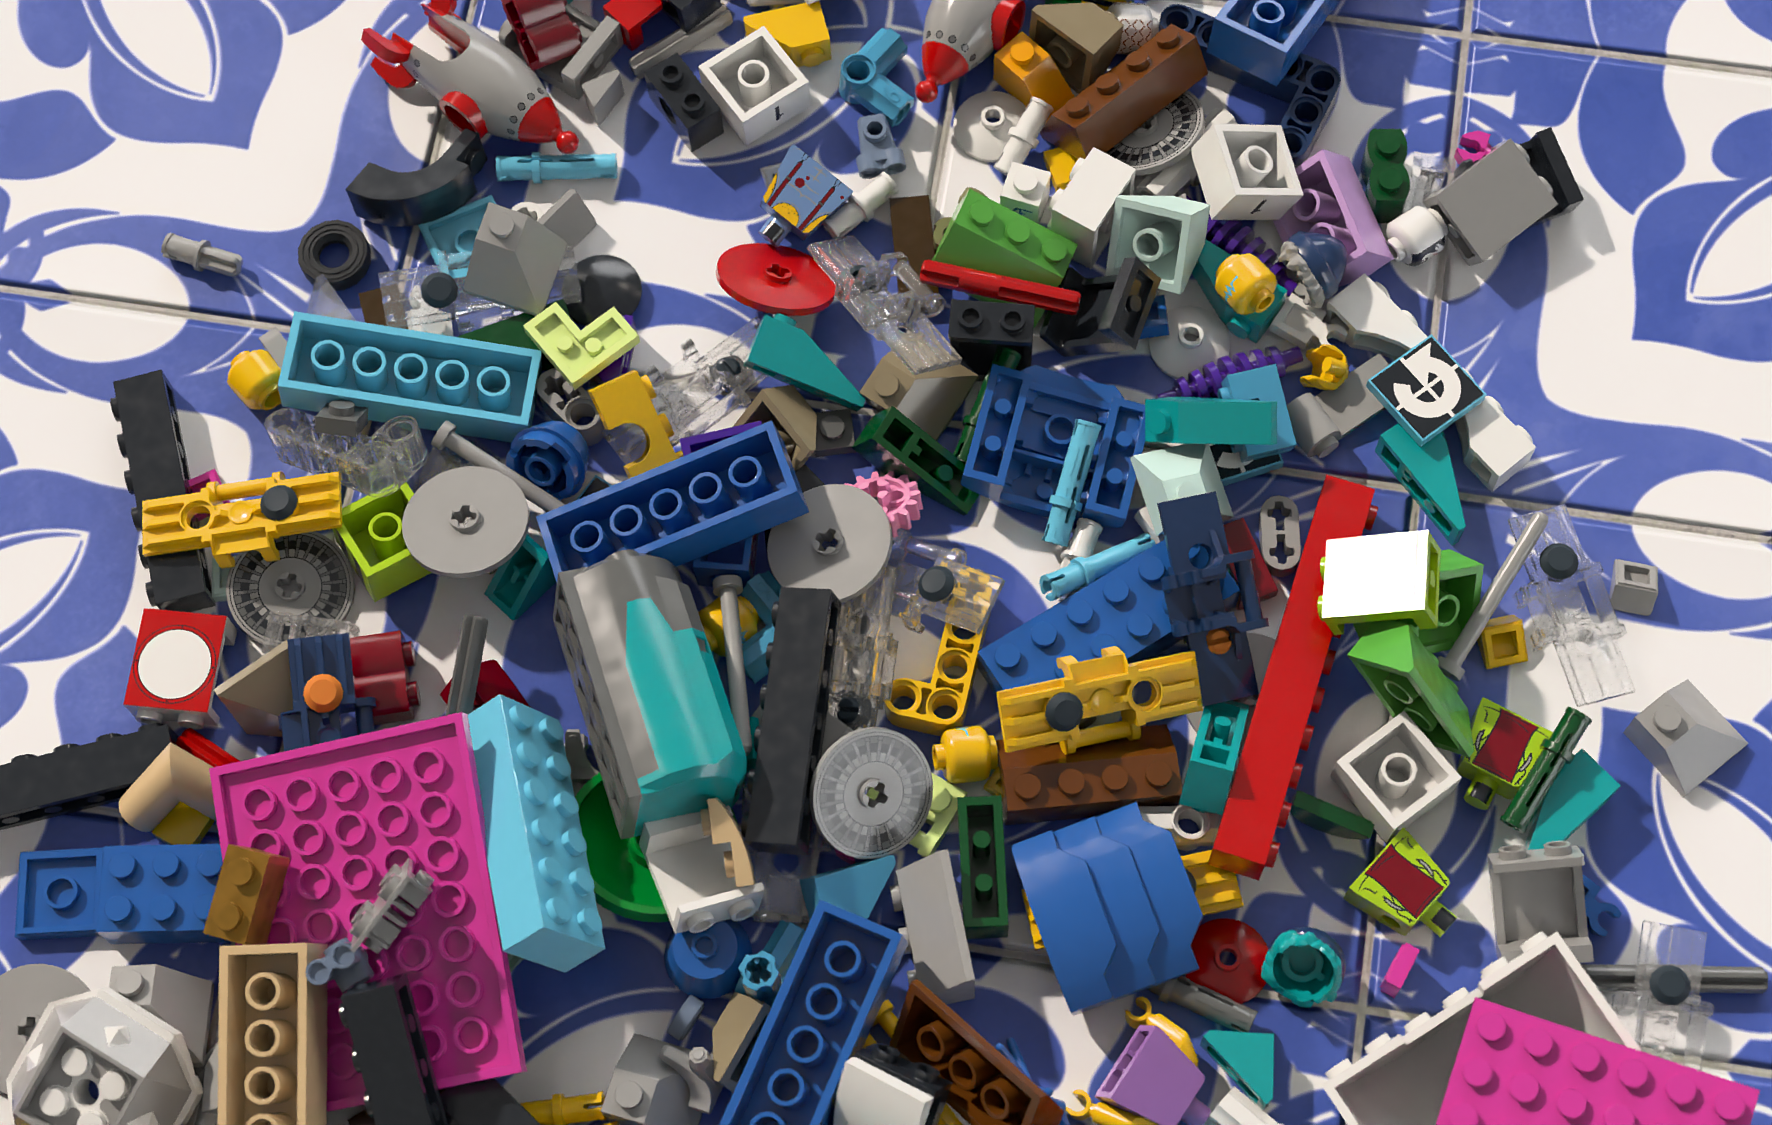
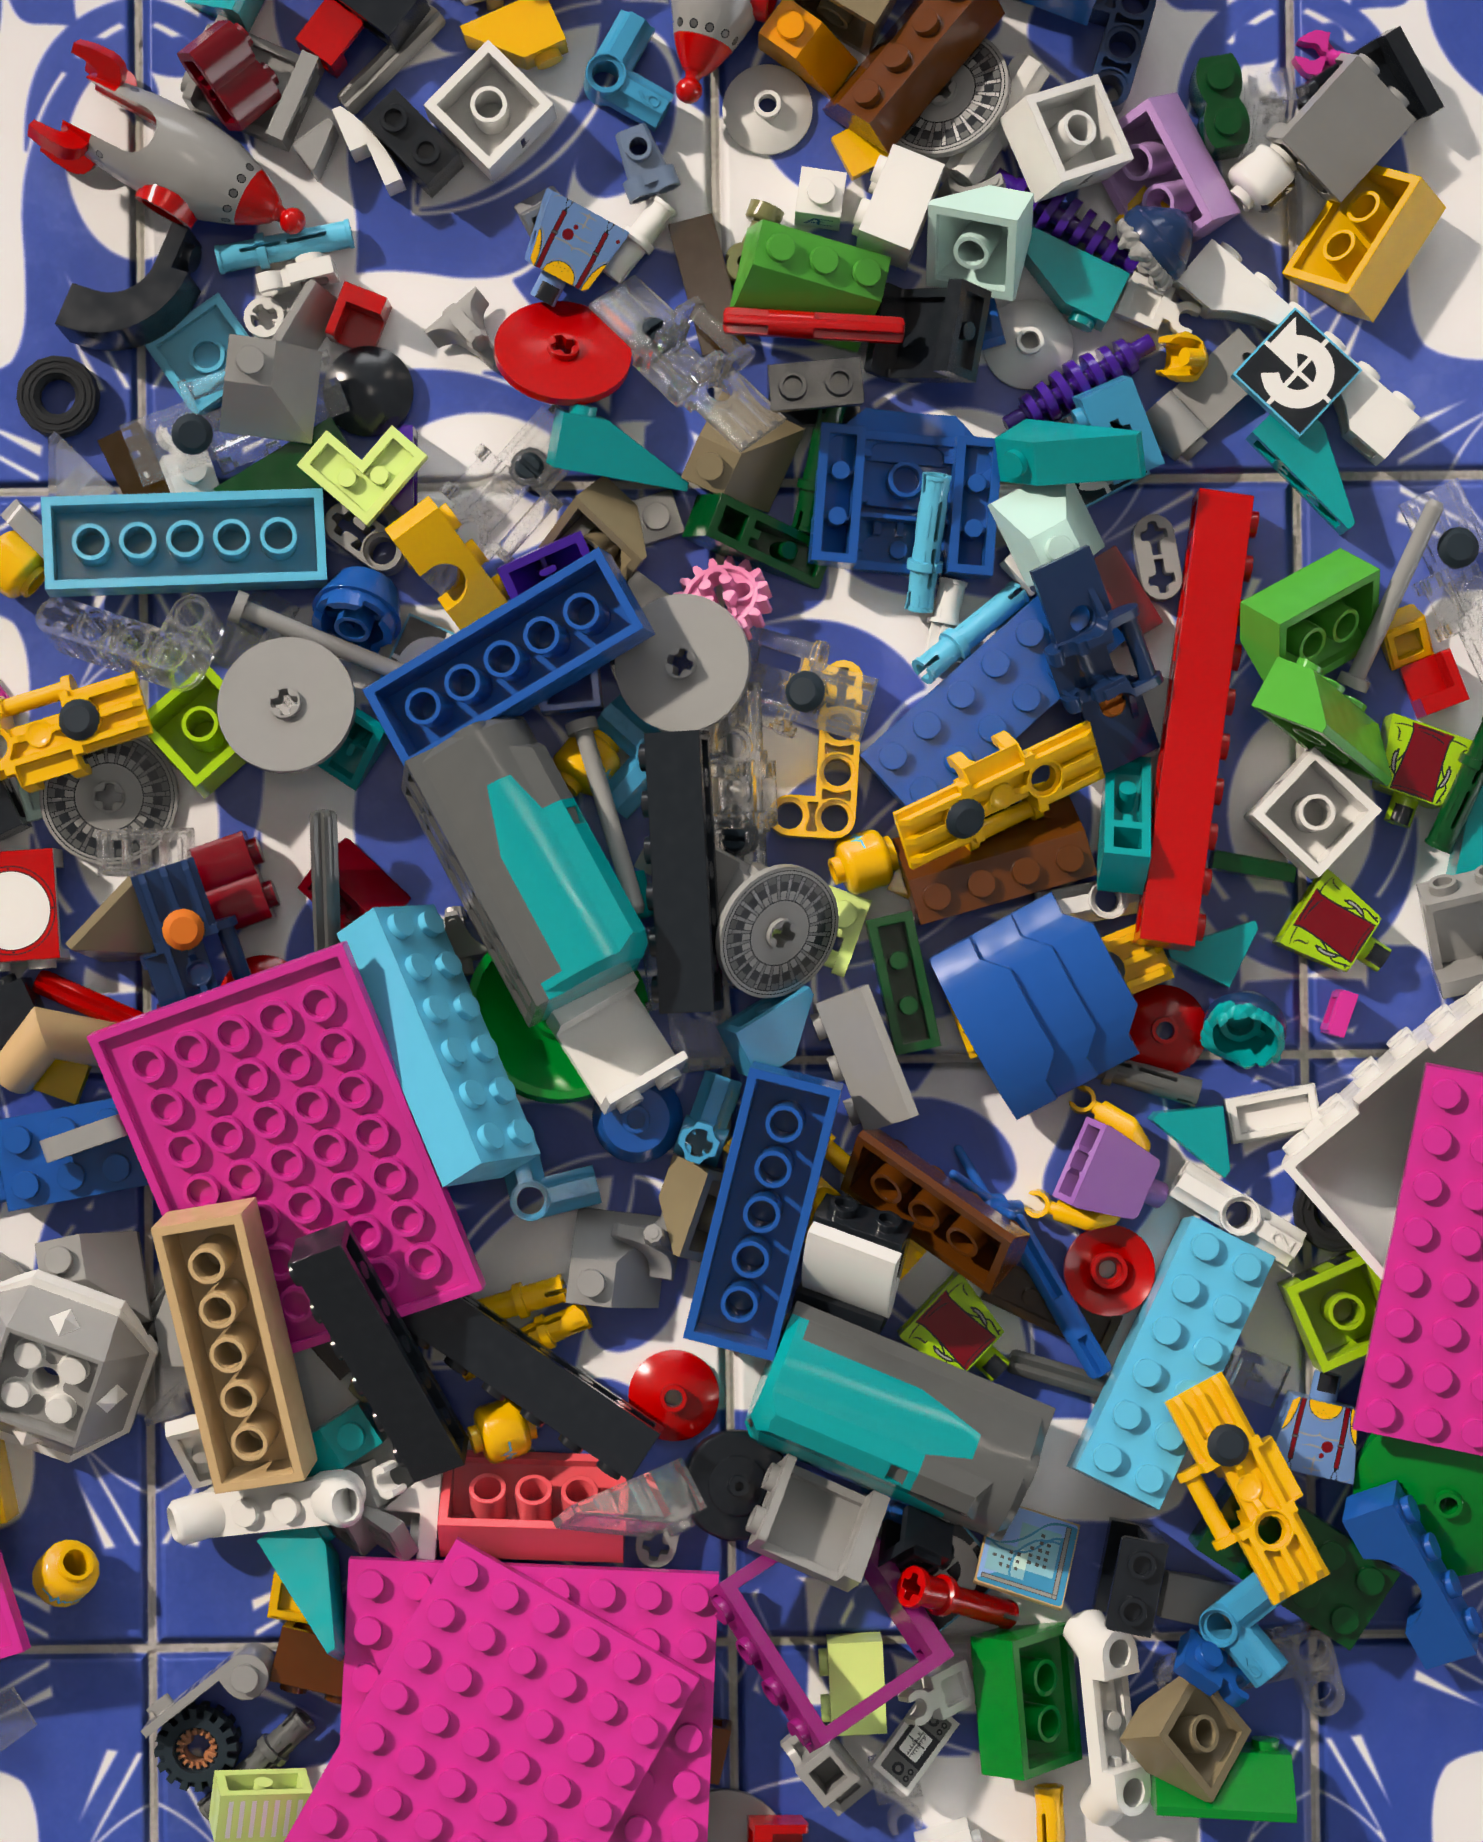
camera: 10 degrees left, 20 degrees up
(181, 868) = (83, 1138): none -> light grey beam
(246, 895) = (162, 1165): pearl gold brick -> none
(340, 965) = (279, 1220): sand blue plate -> none
(341, 418) = (123, 611): dark grey plate -> none
(370, 920) = (308, 1166): light grey hinge -> none
(546, 192) = (295, 275): none -> white plate
(606, 229) = (358, 317): none -> red panel
(620, 1011) = (561, 1191): none -> dark azure piece
(644, 101) = (364, 144): none -> white slope
(686, 1018) = (628, 1186): sand blue tile -> none
(696, 253) = (464, 326): none -> light grey piece
(720, 824) = (639, 1008): tan slope -> none
(1024, 135) = (807, 125): white pin -> none
(1245, 283) = (1085, 280): yellow head -> none
(1284, 893) = (1218, 953): none -> teal slope
(1311, 1056) = (1271, 1112): none -> white tile
(1380, 580) = (1276, 619): panel -> none
(1503, 300) = (1366, 242): none -> yellow slope
(1526, 684) = (1433, 683): none -> red panel

